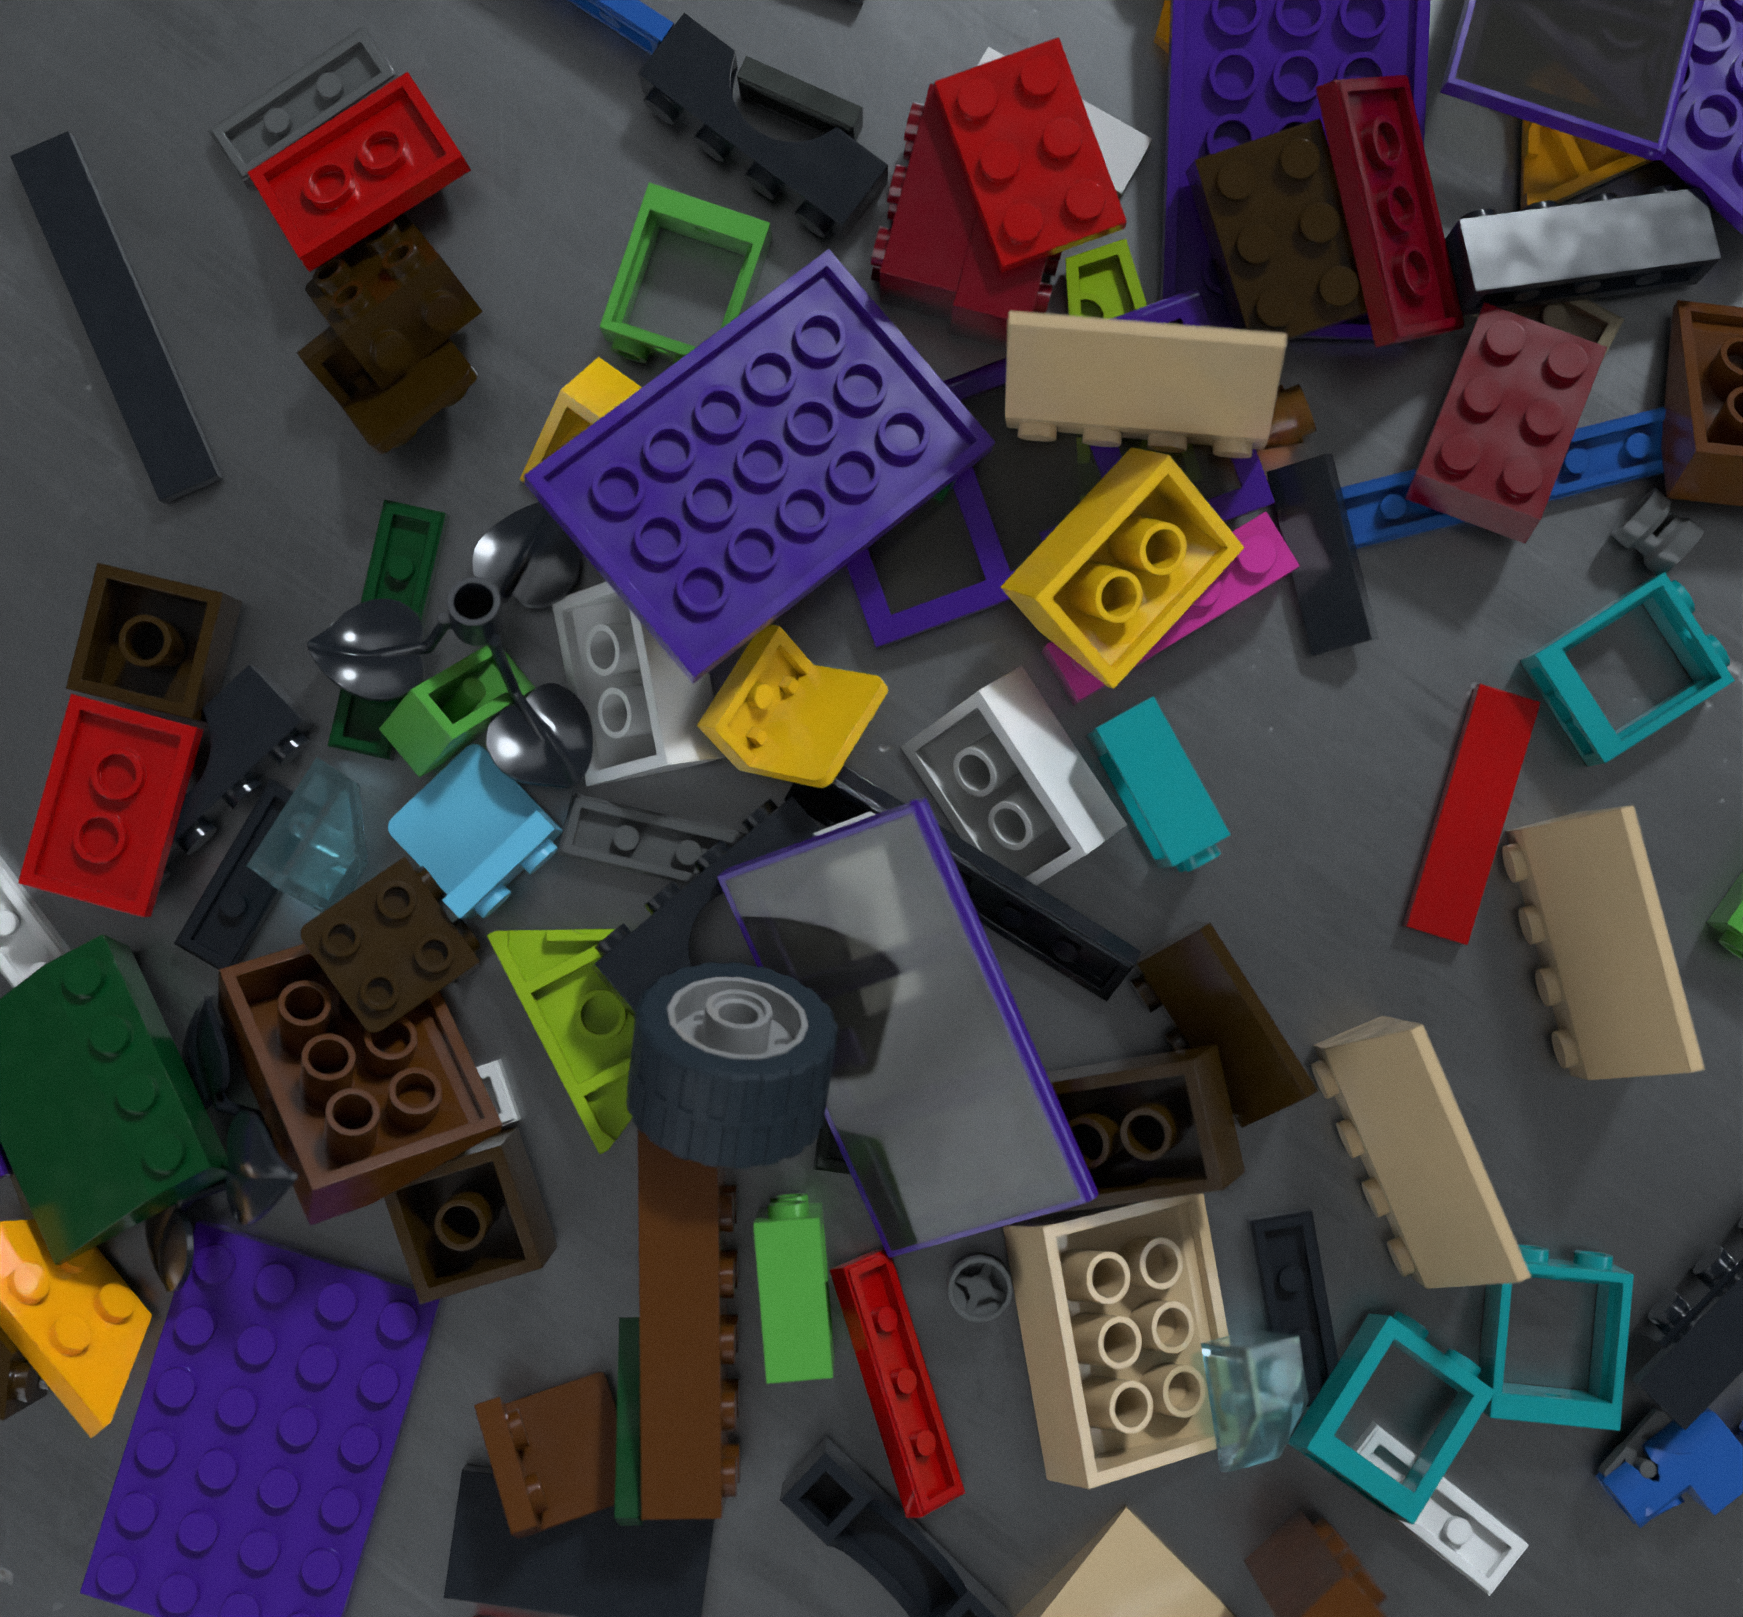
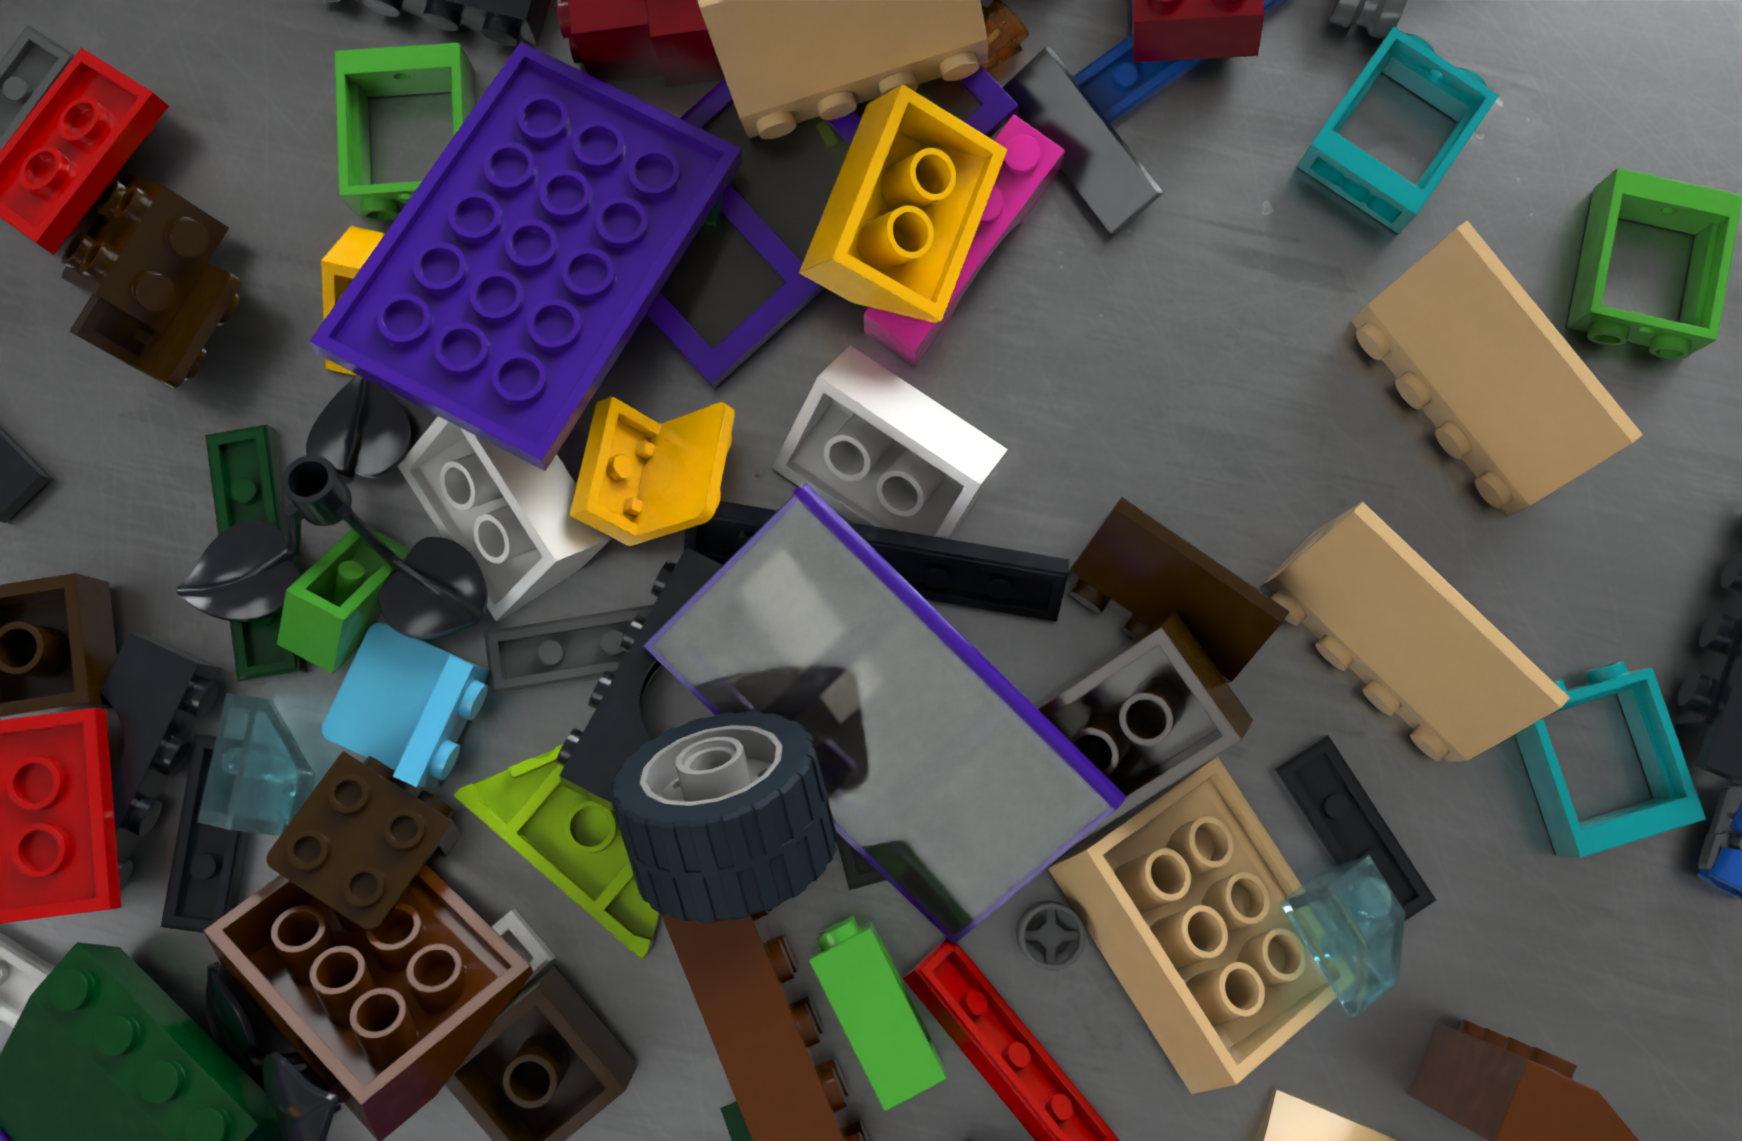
camera: 20 degrees left, 5 degrees down
(1159, 787) = (1020, 399): teal window -> none
(1317, 1429) = (1425, 935): teal window -> none
(1451, 1520) = (1560, 969): white tile -> none
(1471, 814) = (1314, 317): red tile -> none

